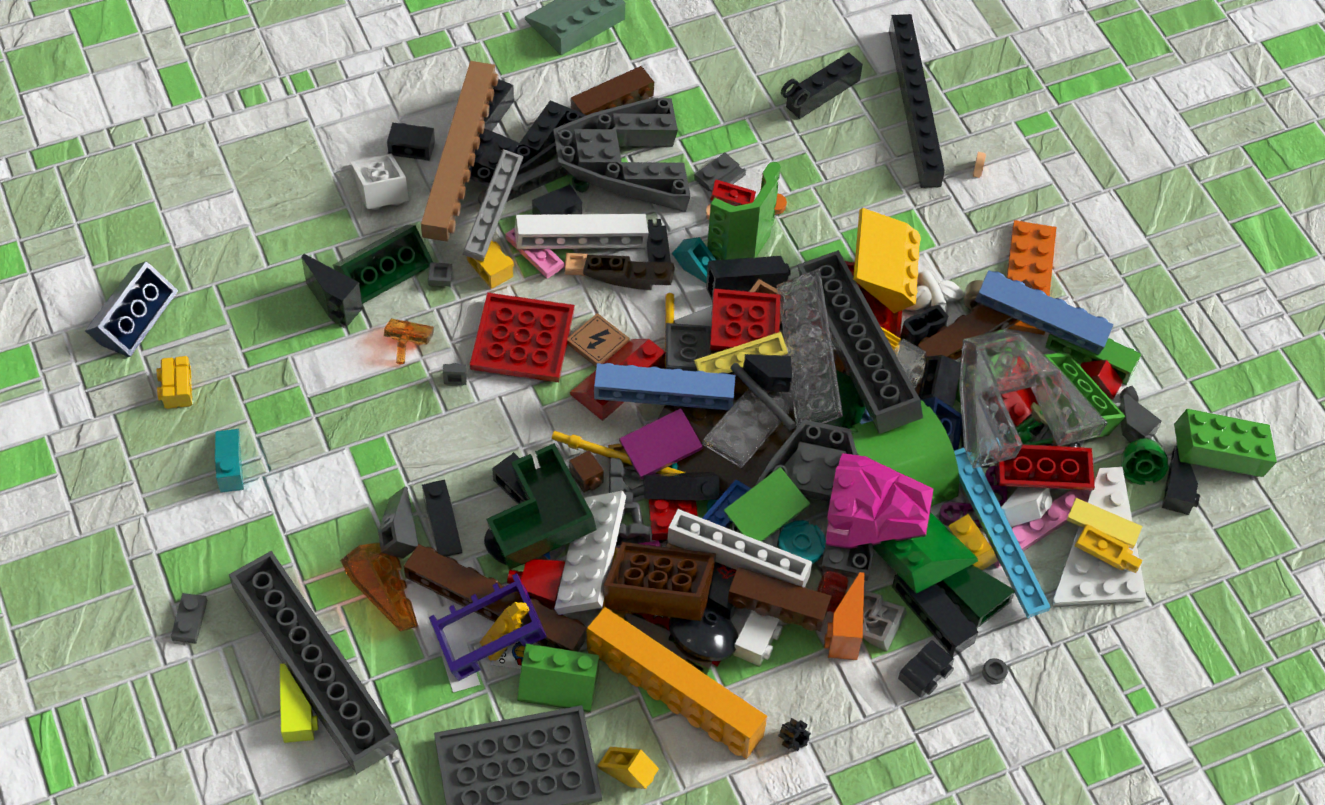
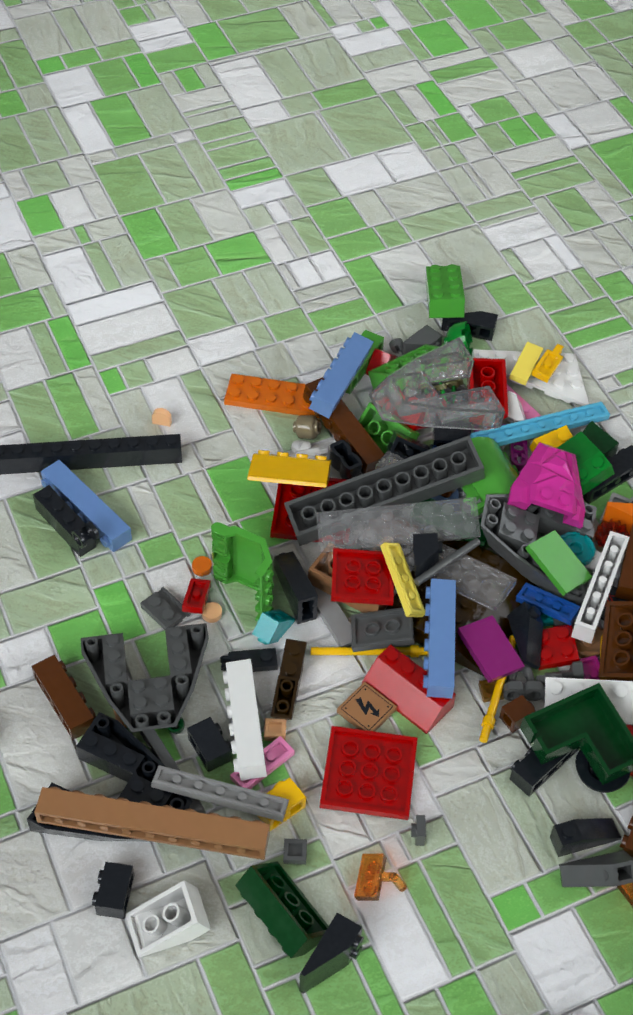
camera: 90 degrees left, 5 degrees down
(846, 102) = (87, 505): none -> medium blue brick

